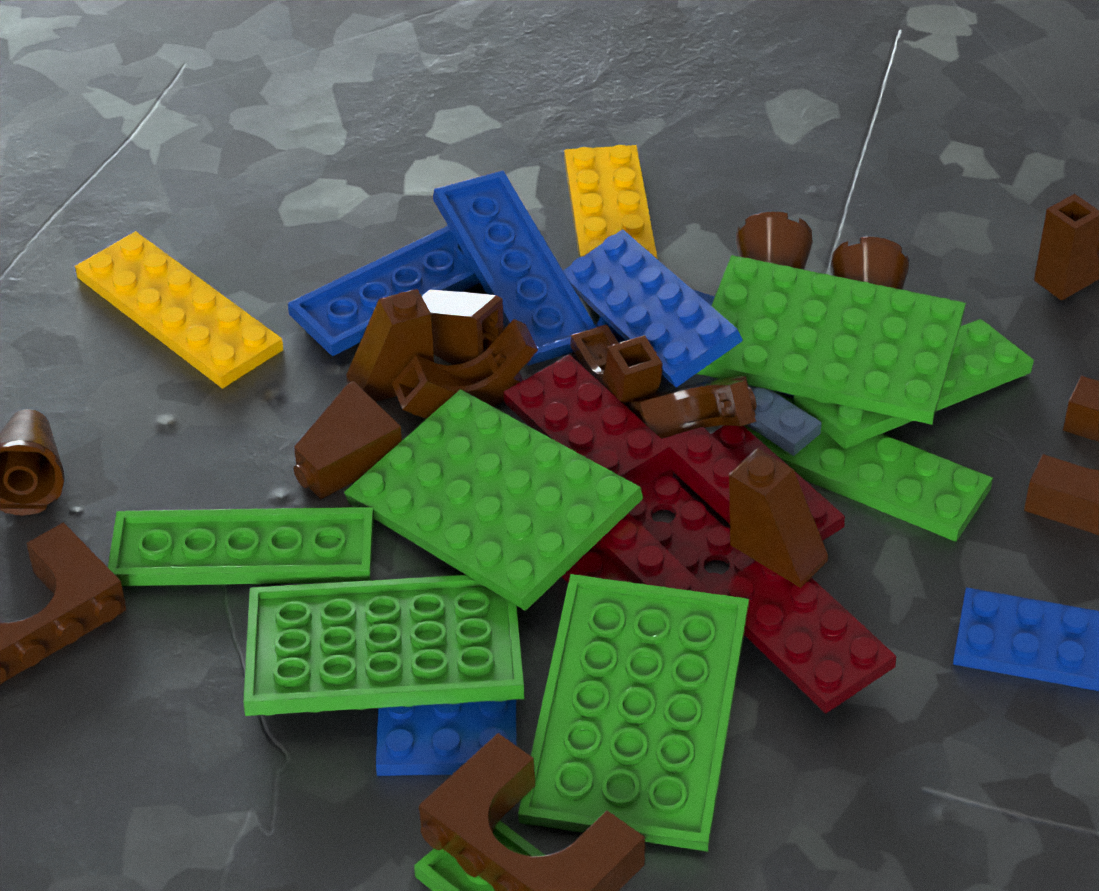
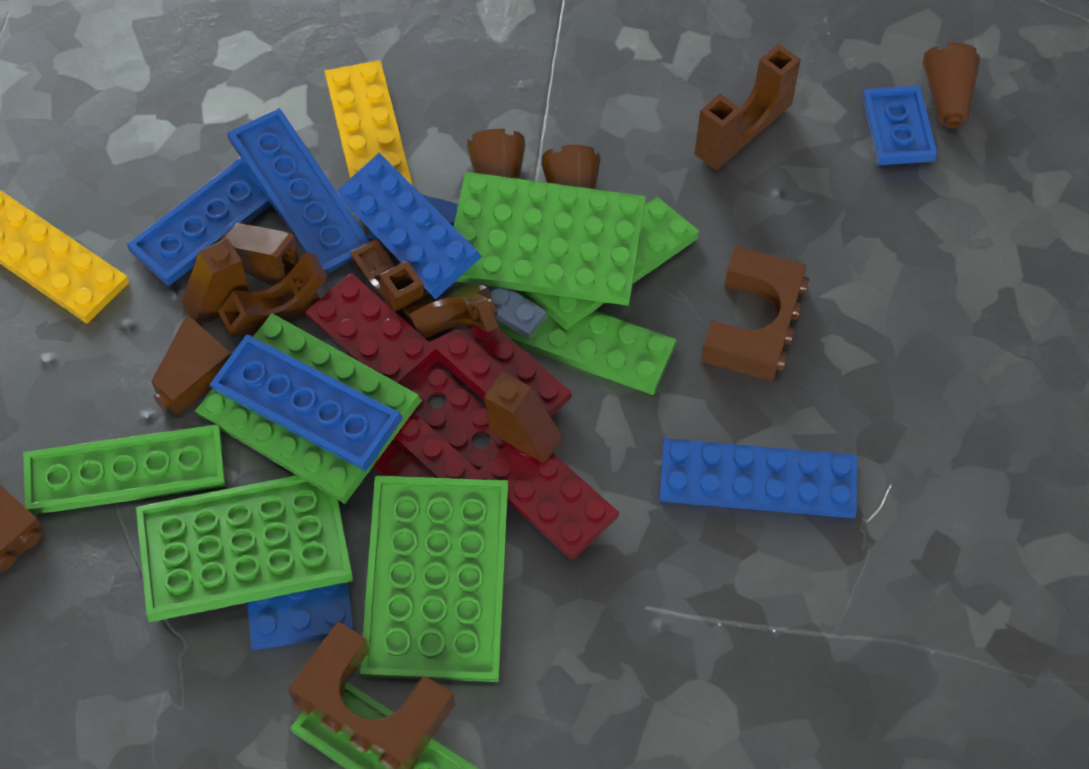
camera: 10 degrees left, 15 degrees up
(493, 482) = (306, 402): none -> blue plate

